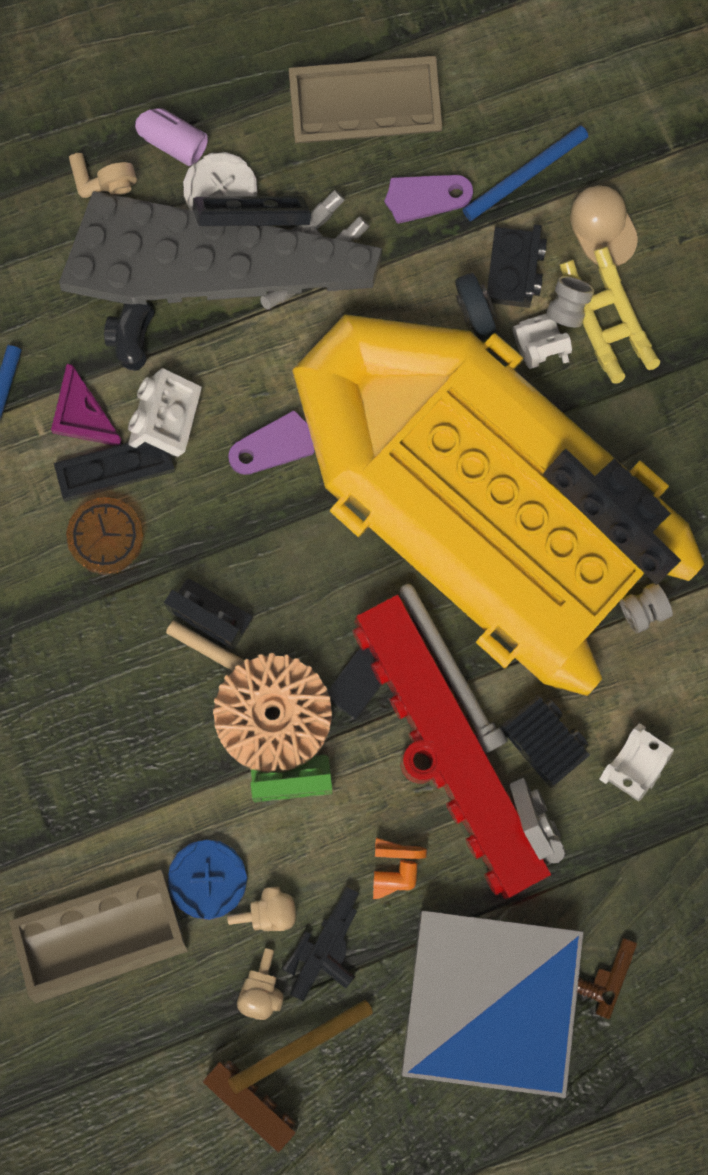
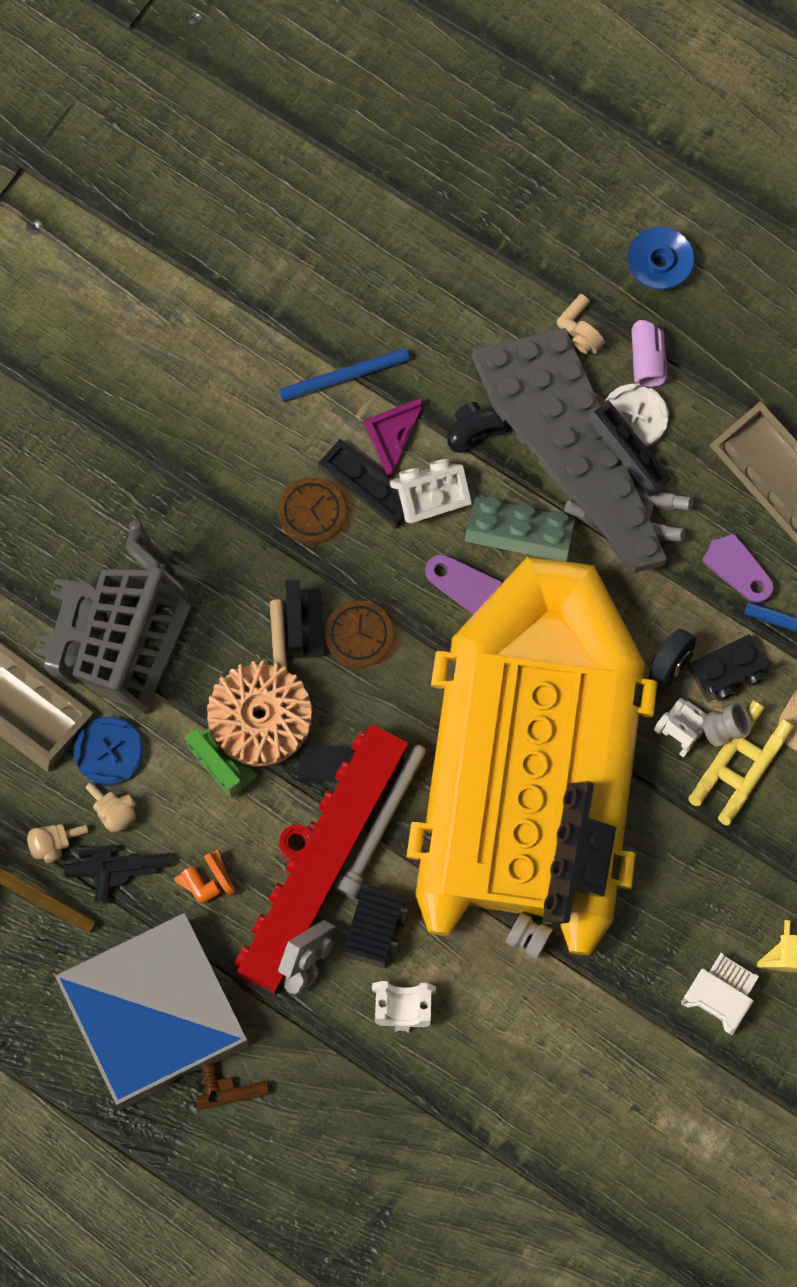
camera: 55 degrees right, 5 degrees down
(78, 786) = (101, 657): none -> dark grey piece
(85, 49) = (664, 245): none -> blue dish
(254, 571) = (359, 634): none -> clear orange tile
(260, 358) = (520, 529): none -> sand green plate

